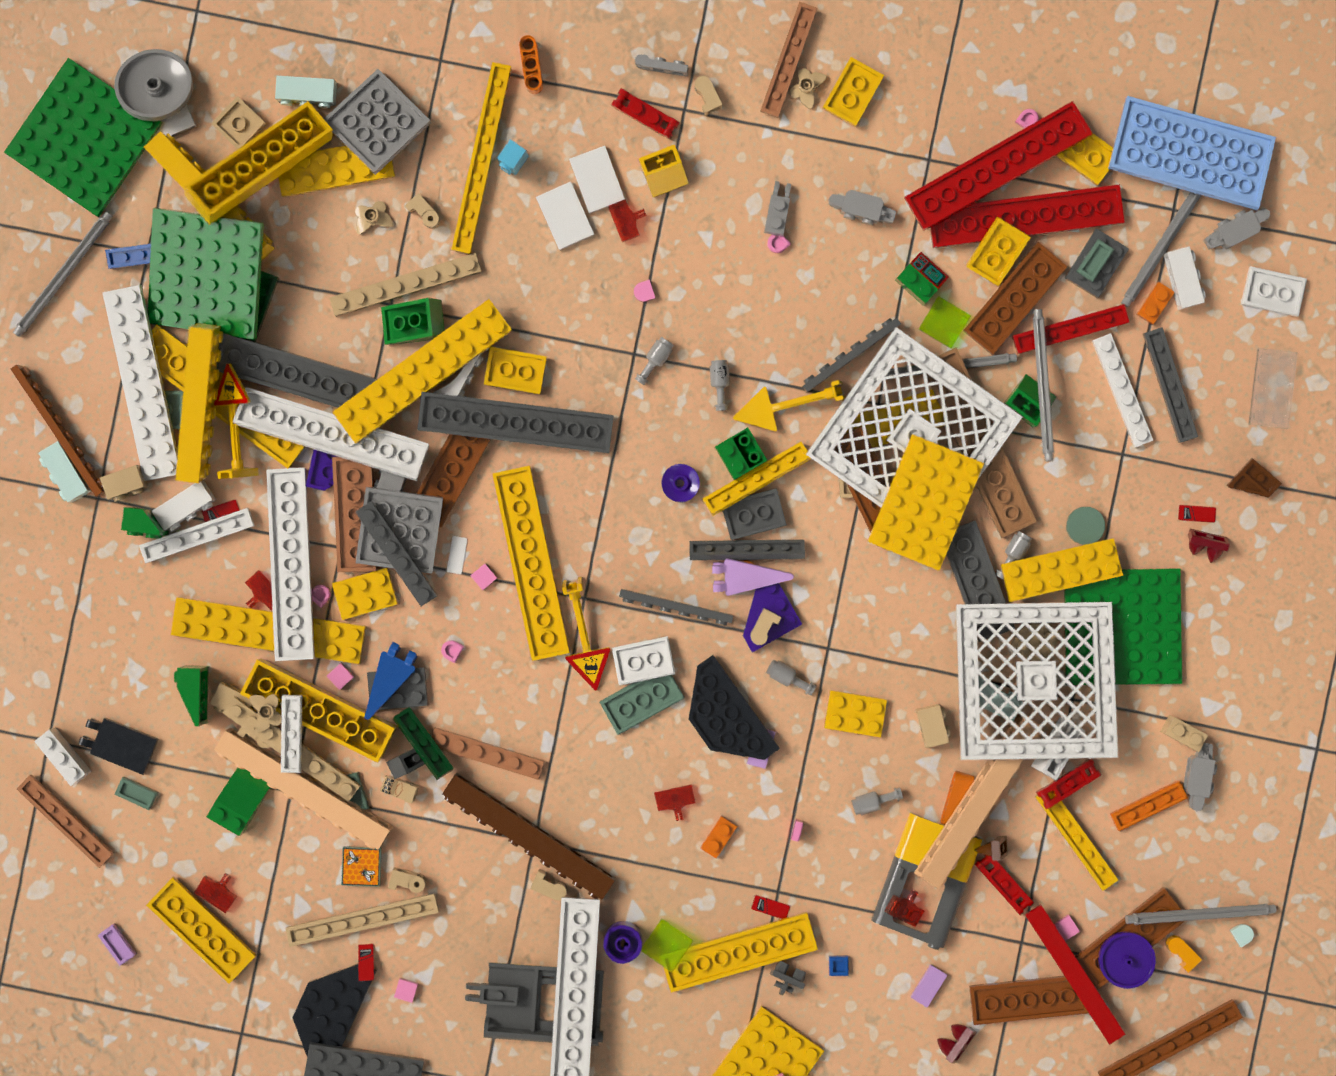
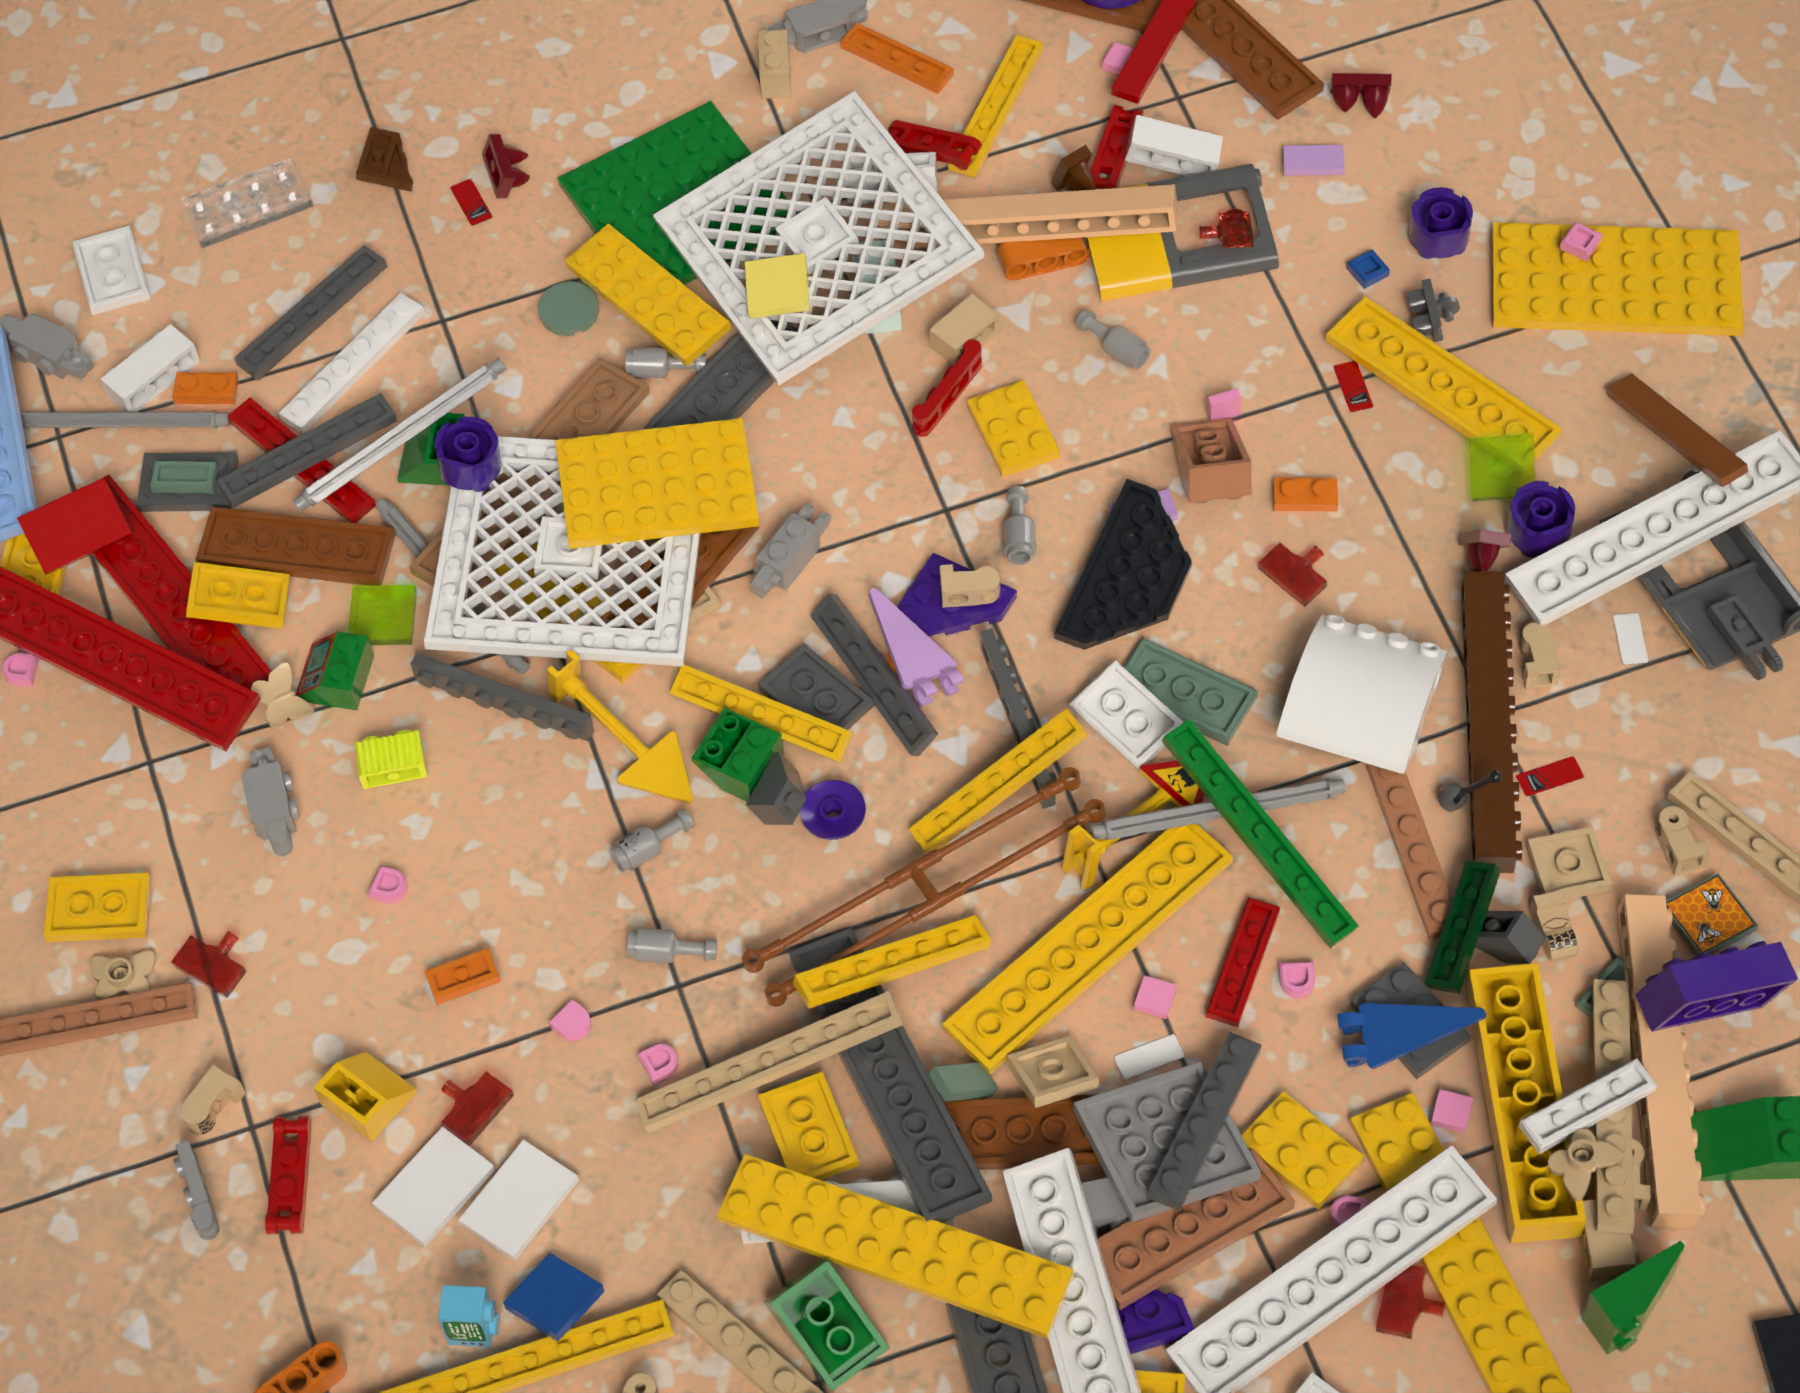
camera: 120 degrees left, 30 degrees down
(311, 835) = (1715, 985): none -> dark purple brick
(427, 819) = (1569, 863): none -> tan plate
(471, 501) = (1052, 1071): none -> tan plate
(476, 630) = (1243, 962): none -> red tile
(483, 846) = (1550, 776): none -> red sticker
(491, 456) = (963, 1081): none -> sand green tile
(497, 790) = (1455, 791): none -> hinge
(502, 204) = (553, 1297): none -> blue tile
(531, 678) = (1260, 833): none -> green plate
(533, 940) = (1630, 638): none -> white sticker
(555, 369) = (768, 1062): none -> tan plate
(559, 668) = (1207, 812): none -> light grey piece
(573, 459) = (891, 961): none -> yellow plate
(577, 782) = (1361, 693): none -> white slope
(592, 500) = (915, 871): none -> dark orange bar
(597, 321) = (659, 1062): none -> bright pink tile
(623, 901) = (1483, 547): none -> dark red tile
(626, 1046) = (1677, 430): none -> dark orange tile
(639, 571) = (998, 782): none -> yellow plate
(701, 251) = (462, 976): none -> orange plate
(706, 462) = (778, 793): none -> dark grey slope
(768, 802) = (1212, 460): none -> nougat slope
(777, 211) = (336, 908): light grey hinge -> none
(786, 132) = (211, 964): none -> clear red plate
(842, 1030) = (1440, 223): none -> dark purple brick
(847, 549) = (789, 551): none -> light grey hinge
(848, 280) = (390, 759): none -> neon yellow brick
(903, 701) = (942, 397): none -> red plate
(920, 242) = (280, 699): none -> tan animal
(980, 913) = (1172, 147): none -> white brick
(1009, 410) = (468, 454): none -> dark purple brick
(1014, 639) = (777, 286): none -> light yellow tile
(1069, 333) = (306, 450): none -> dark grey plate
(1093, 185) = (74, 526): none -> red tile

